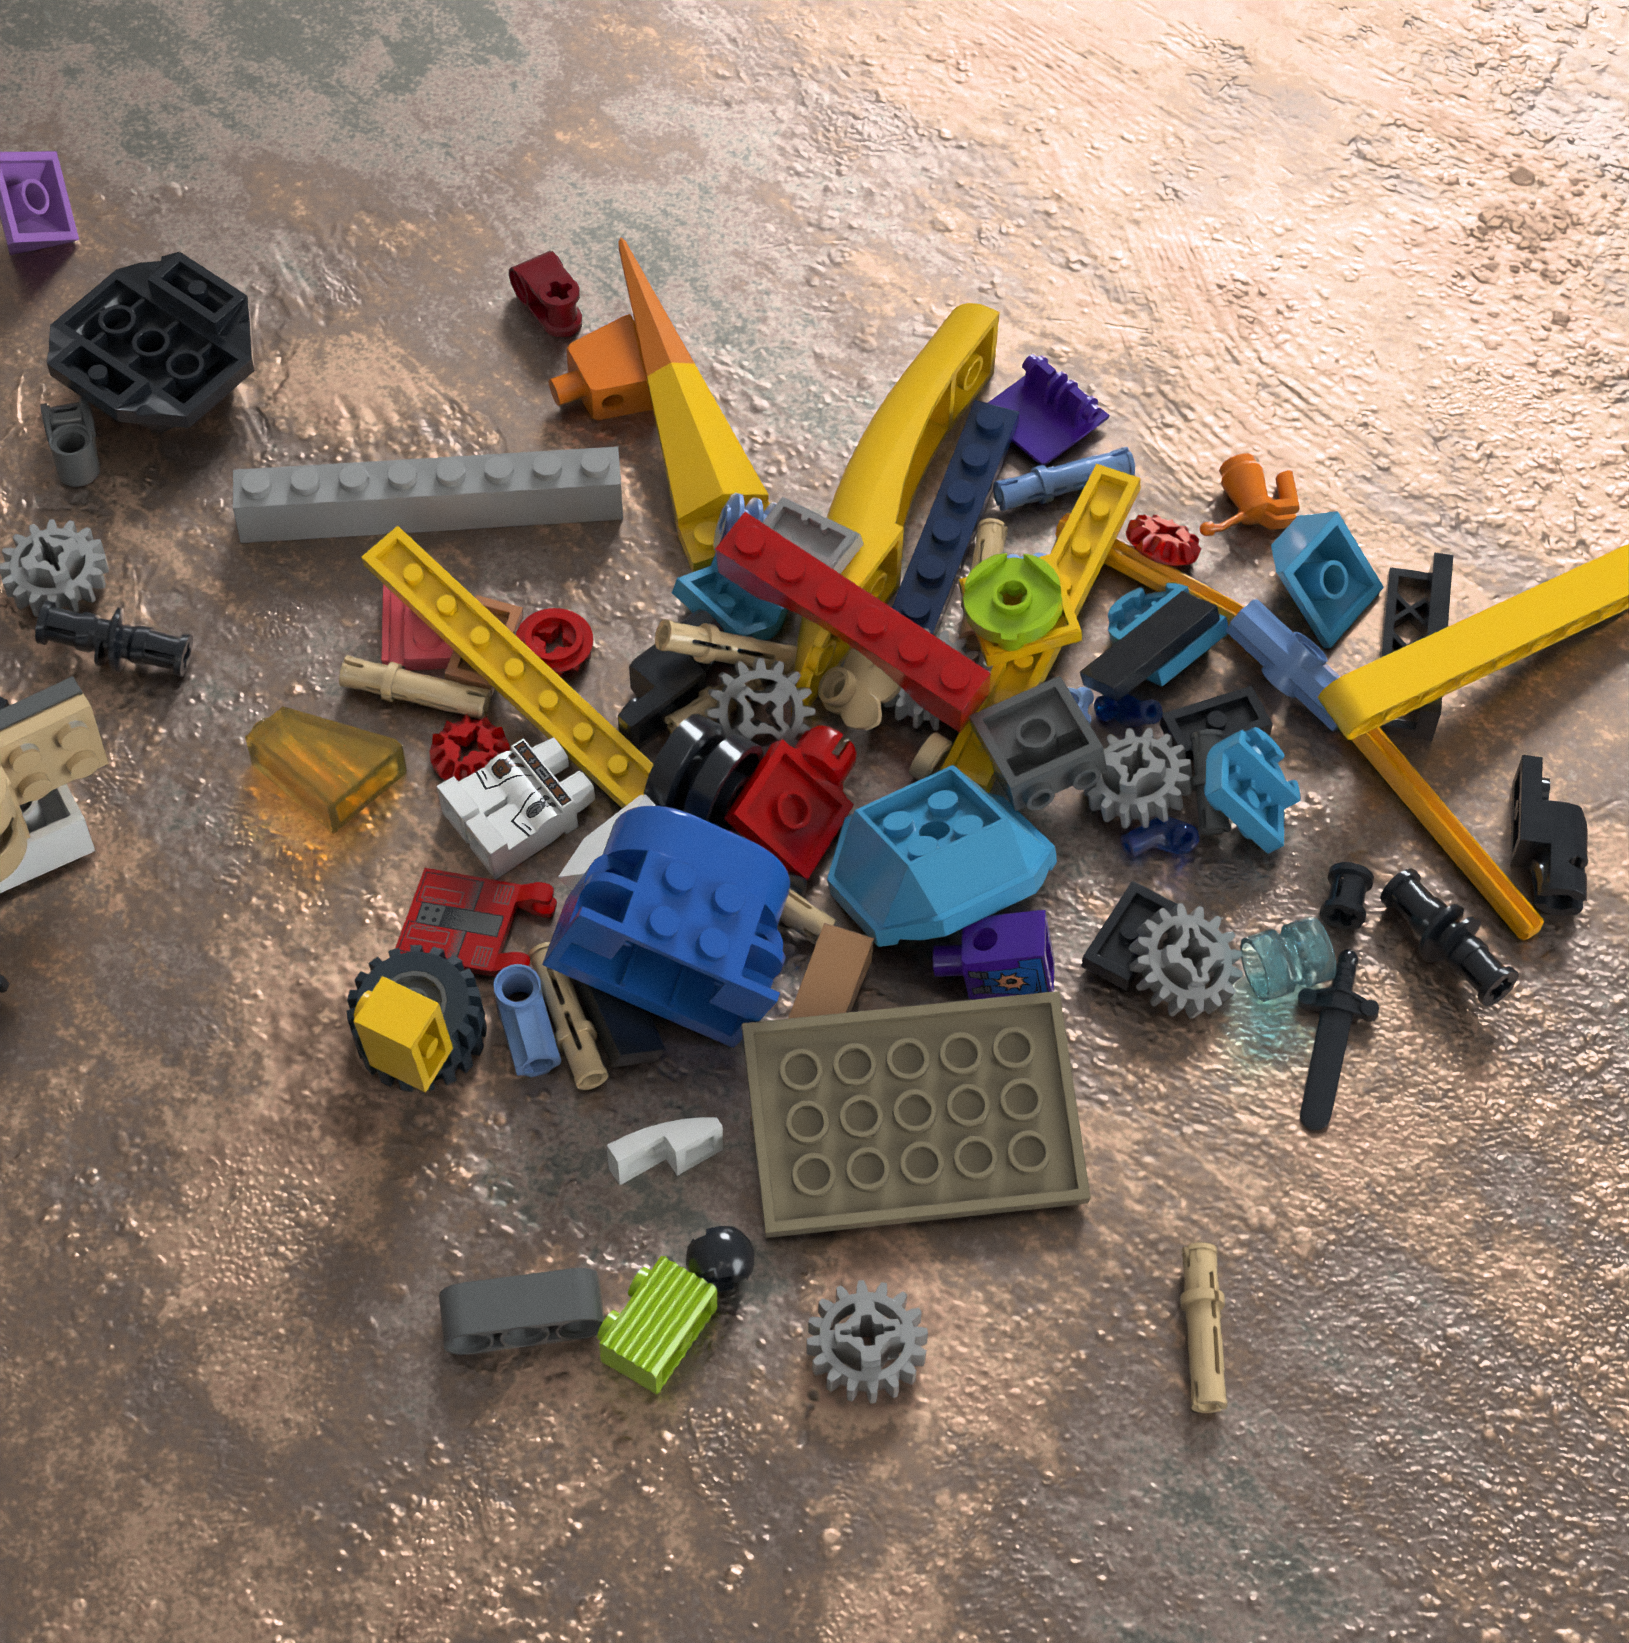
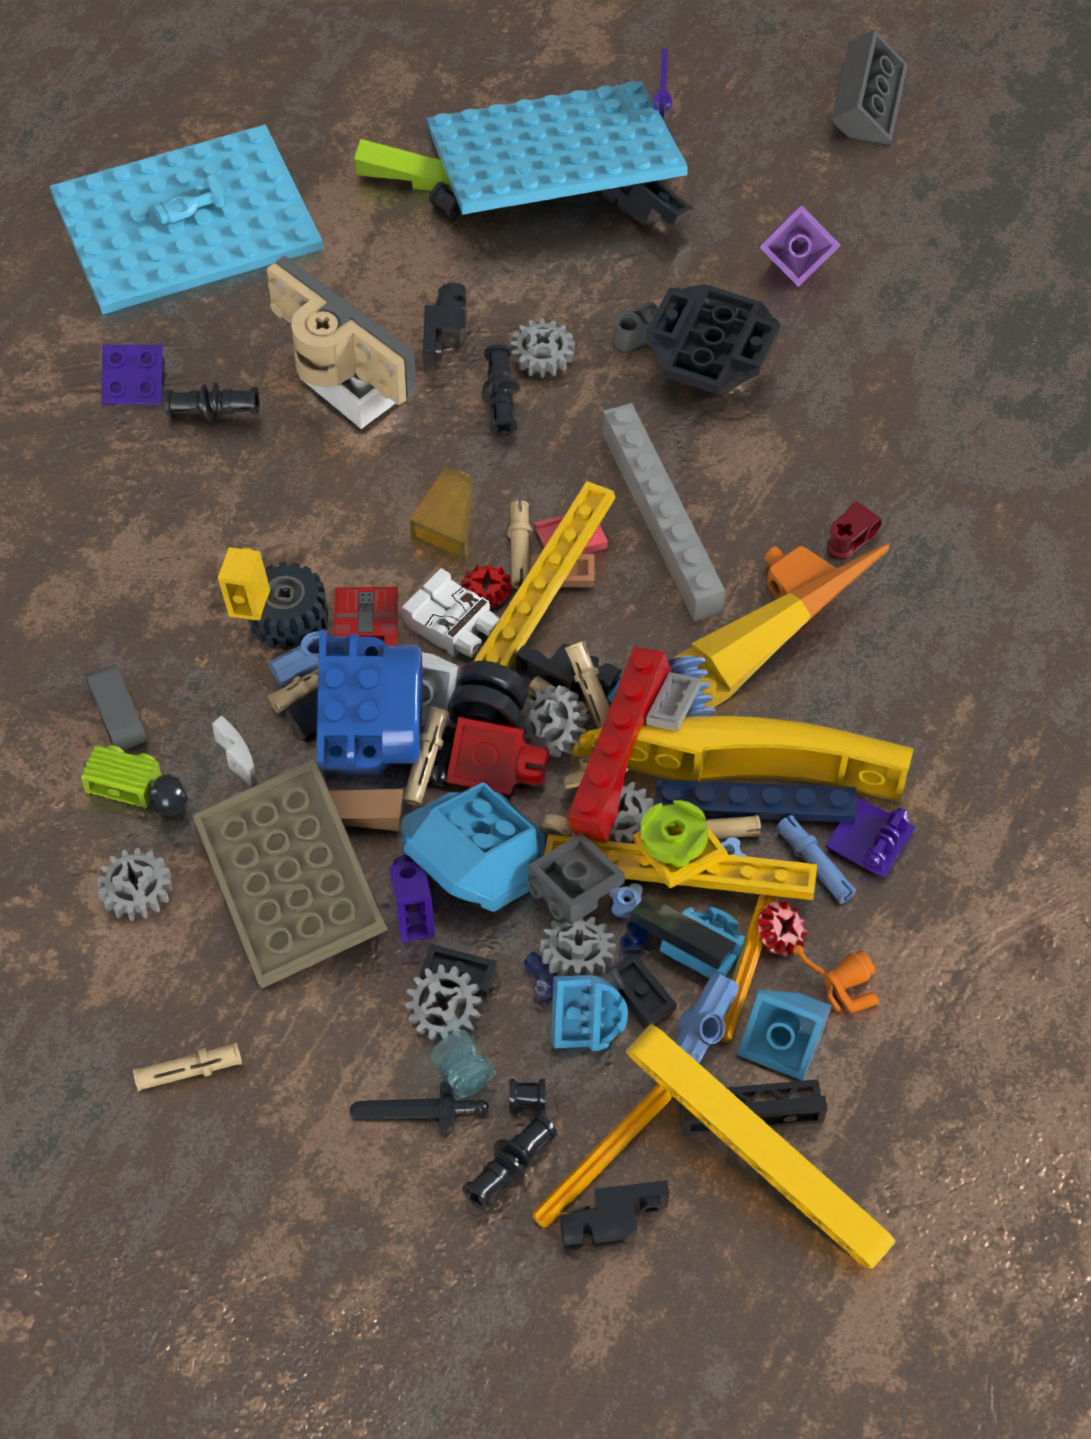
camera: 75 degrees right, 0 degrees up
(546, 626) = (569, 598): red gear -> none

